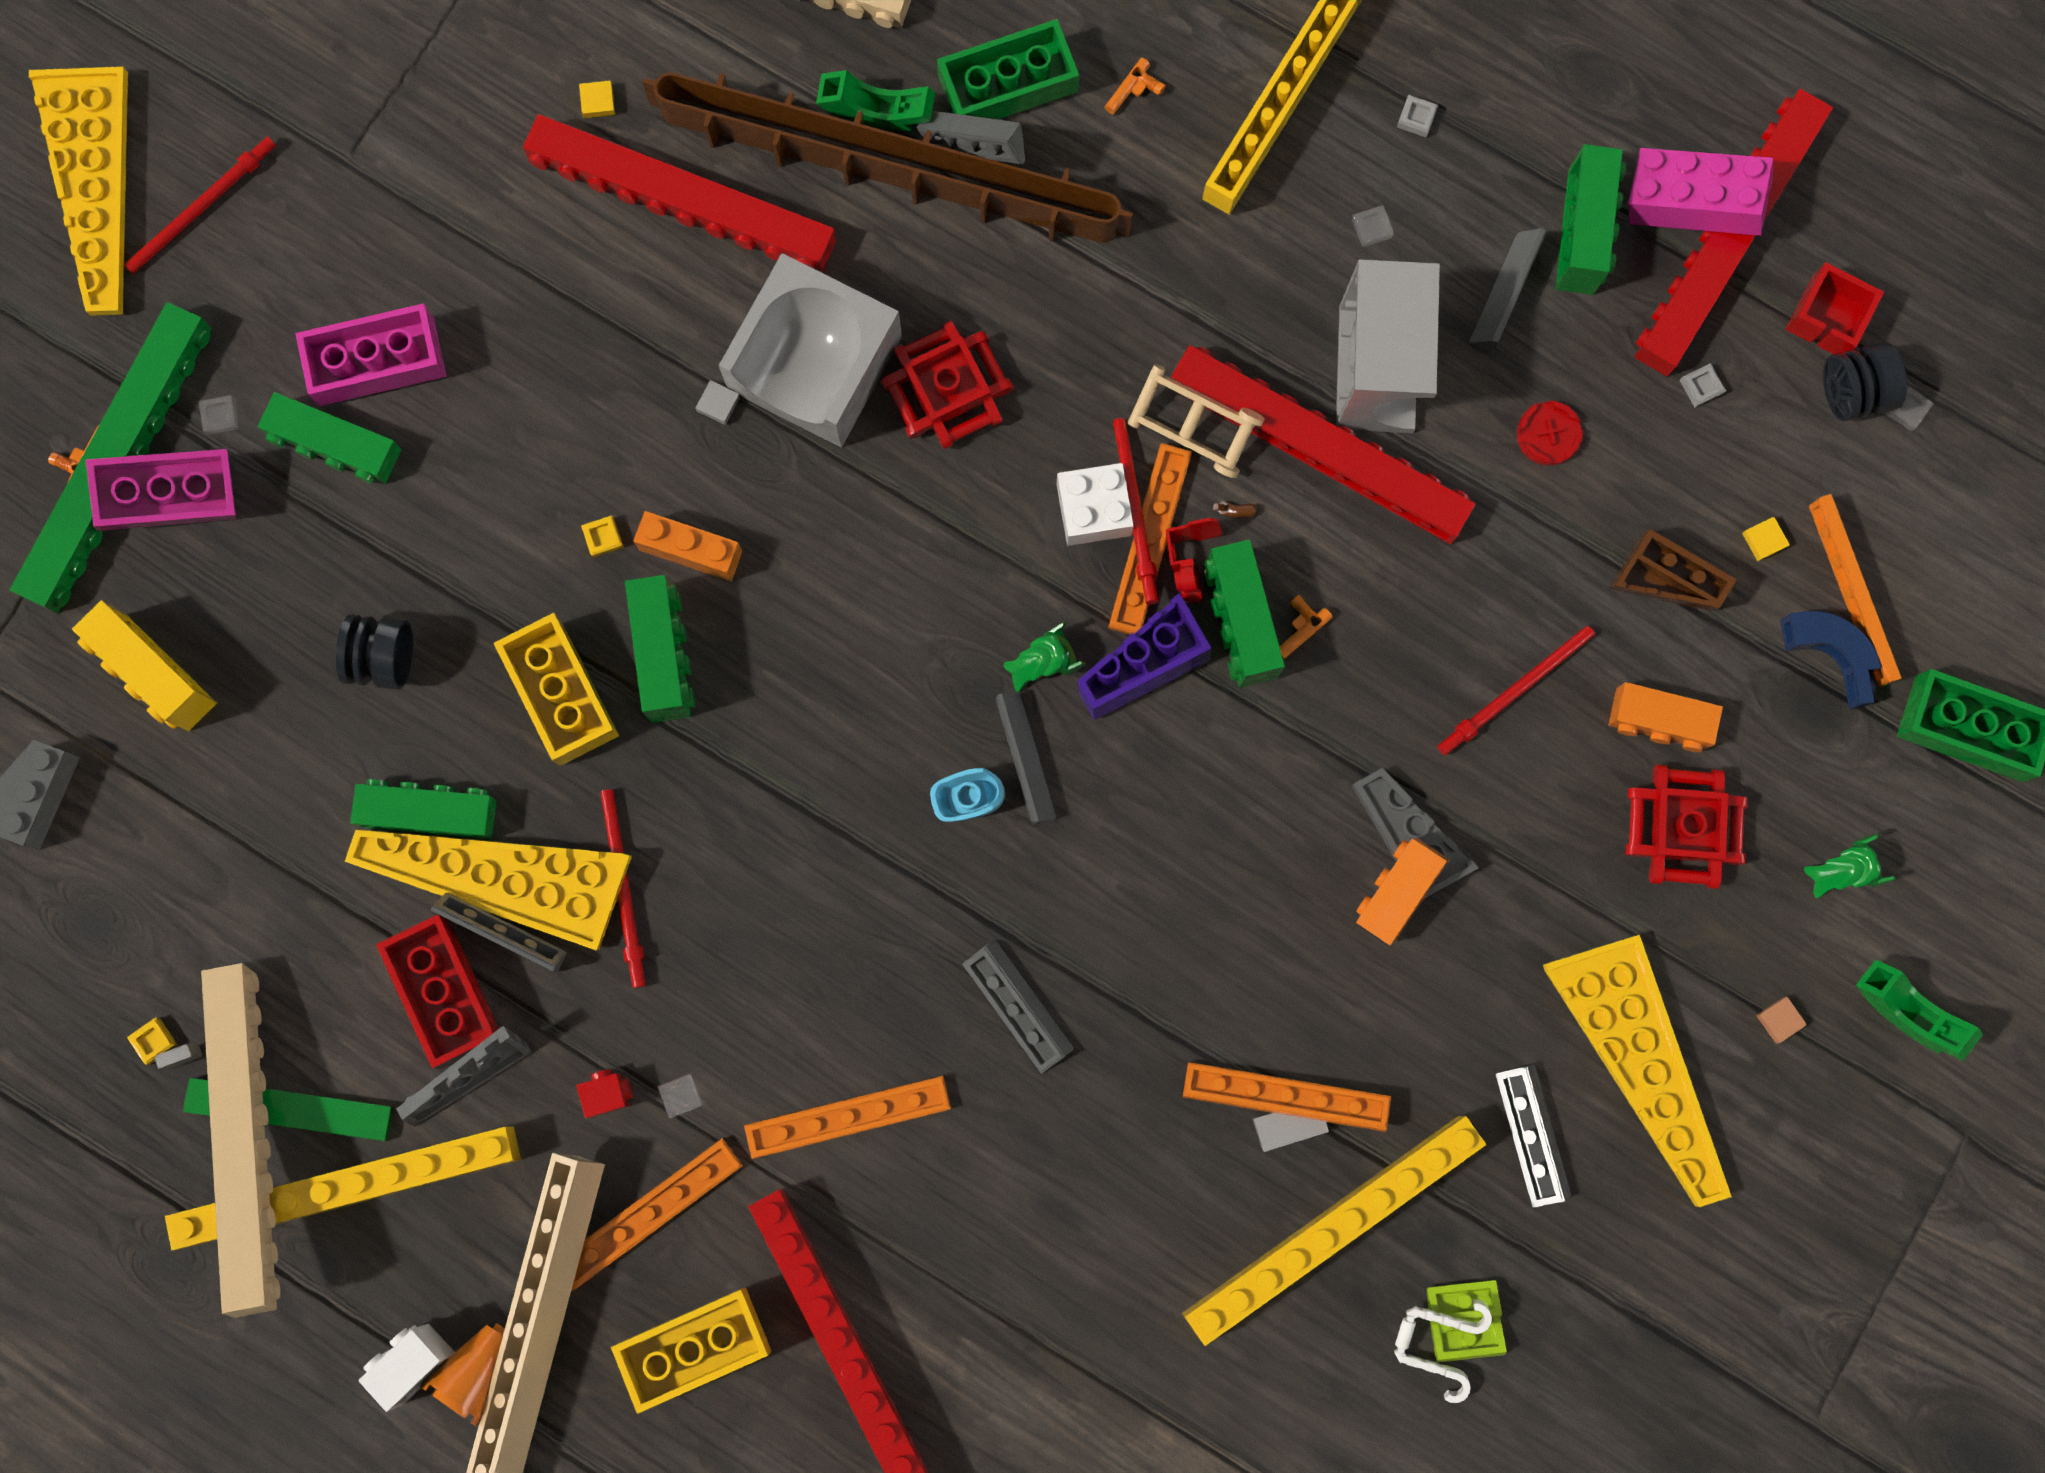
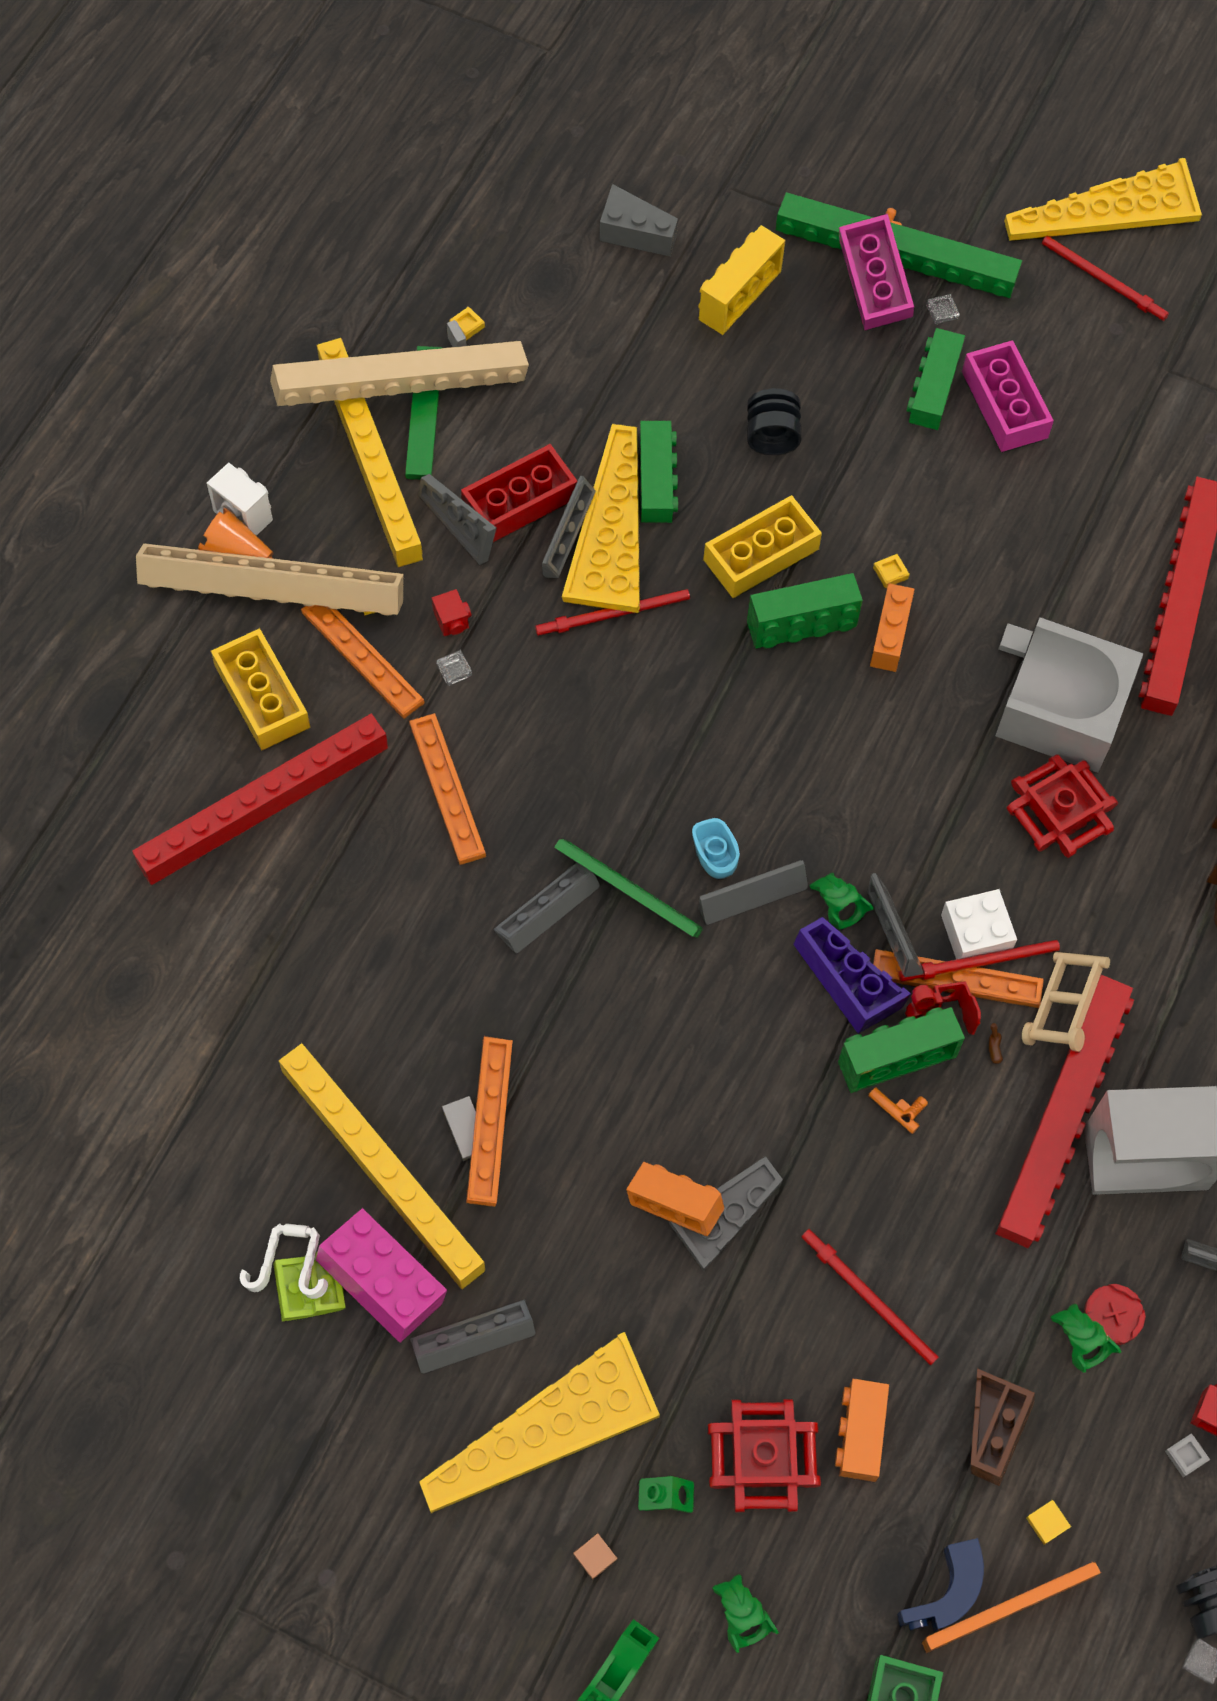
camera: 85 degrees right, 15 degrees down
(1007, 906) = (629, 887): none -> green tile
(1090, 600) = (893, 928): none -> dark grey slope
(1469, 1236) = (381, 1275): none -> dark pink brick
(1580, 466) = (1085, 1337): none -> green hair
(1723, 938) = (663, 1493): none -> green bracket

